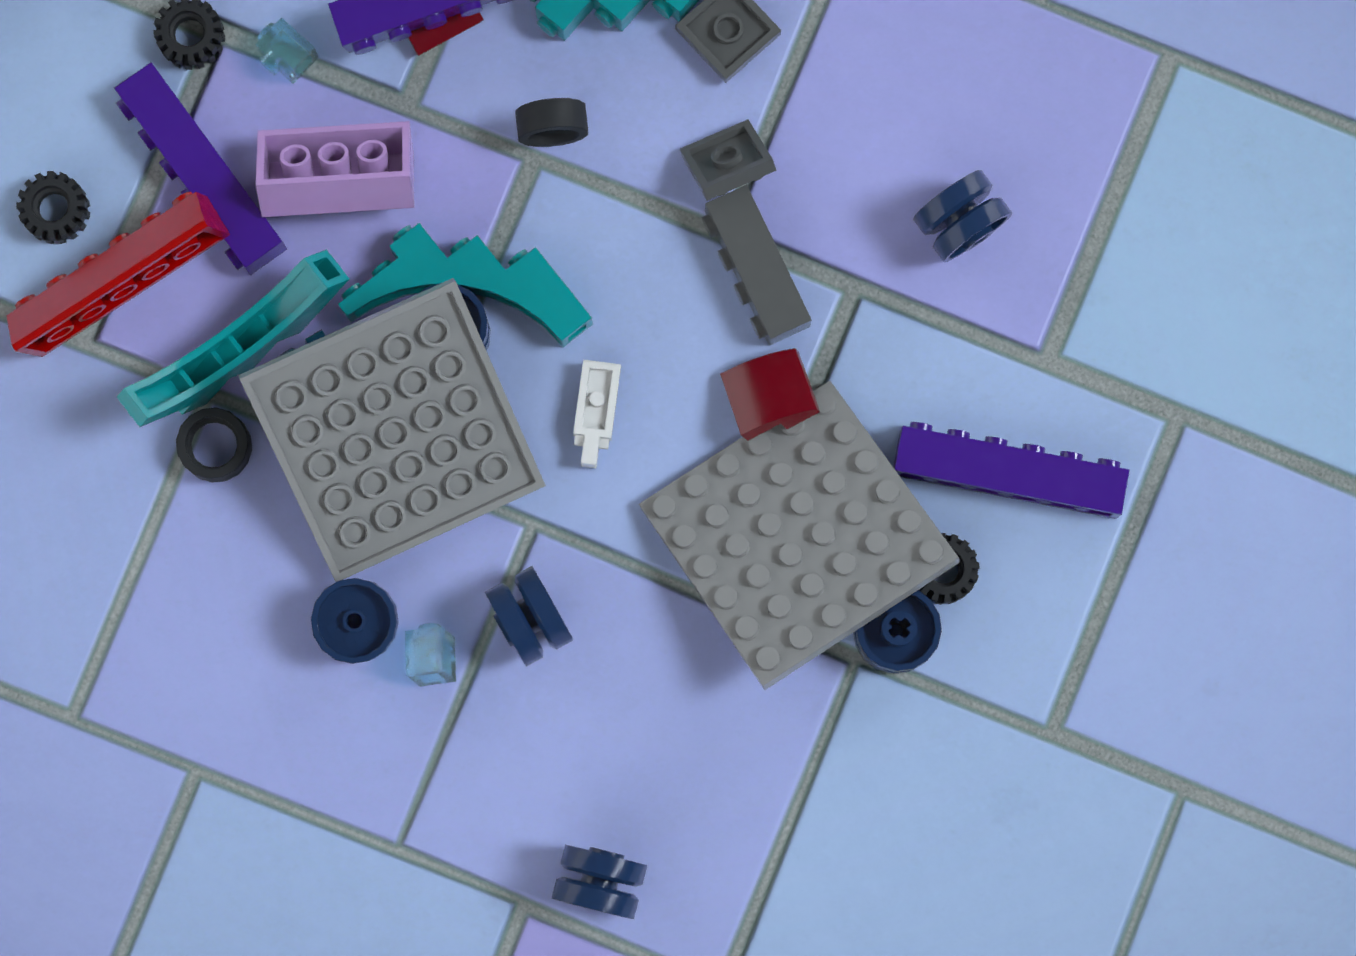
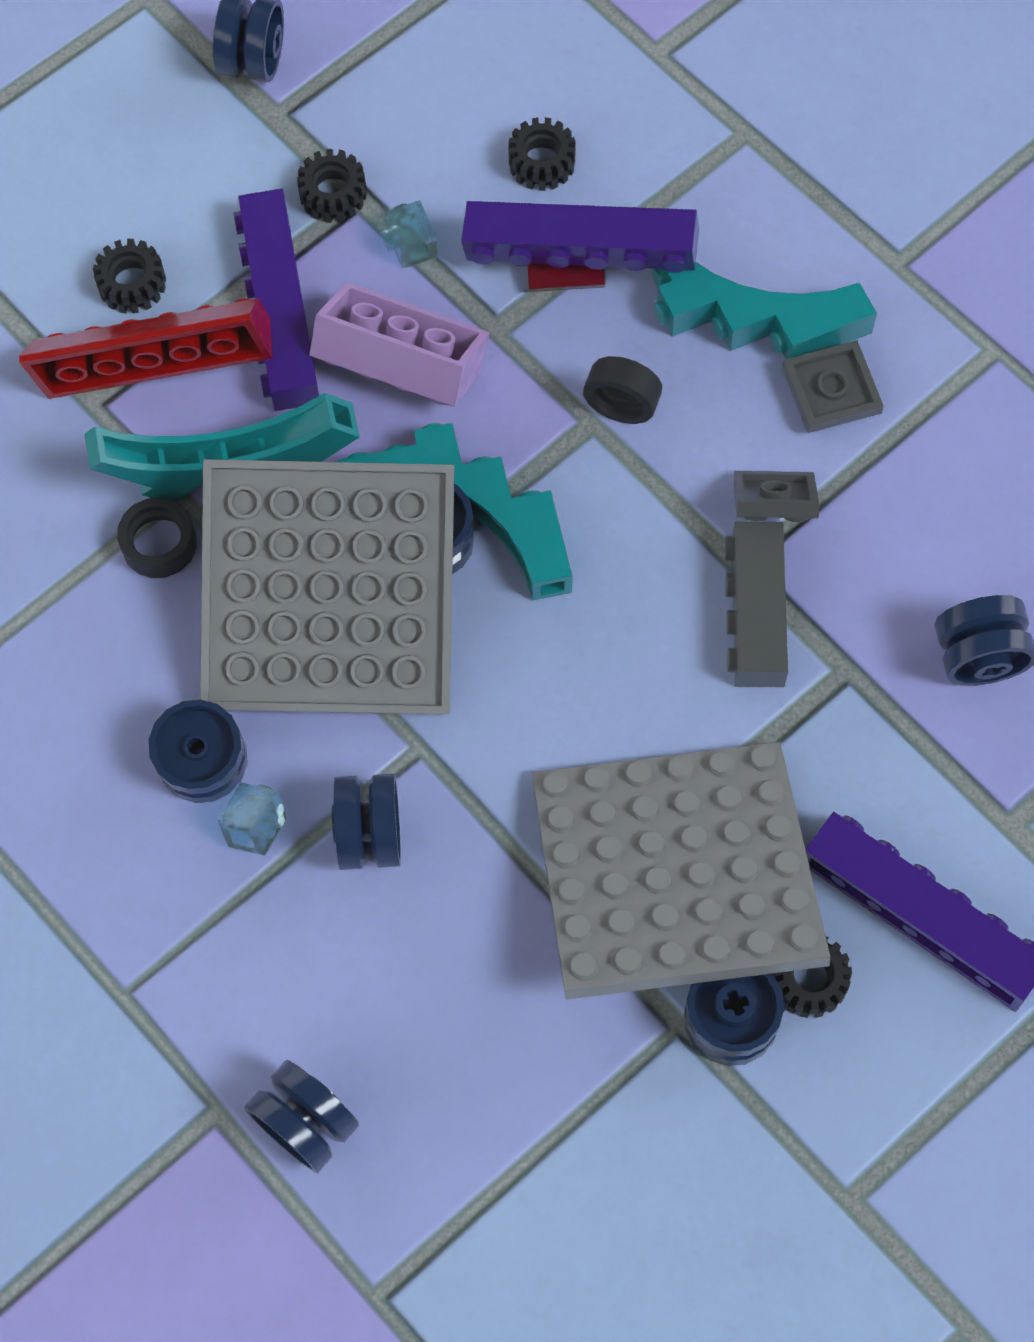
camera: 30 degrees right, 15 degrees down
(596, 409) = (534, 667): white hinge -> none
(769, 393) = (713, 723): dark red slope -> none

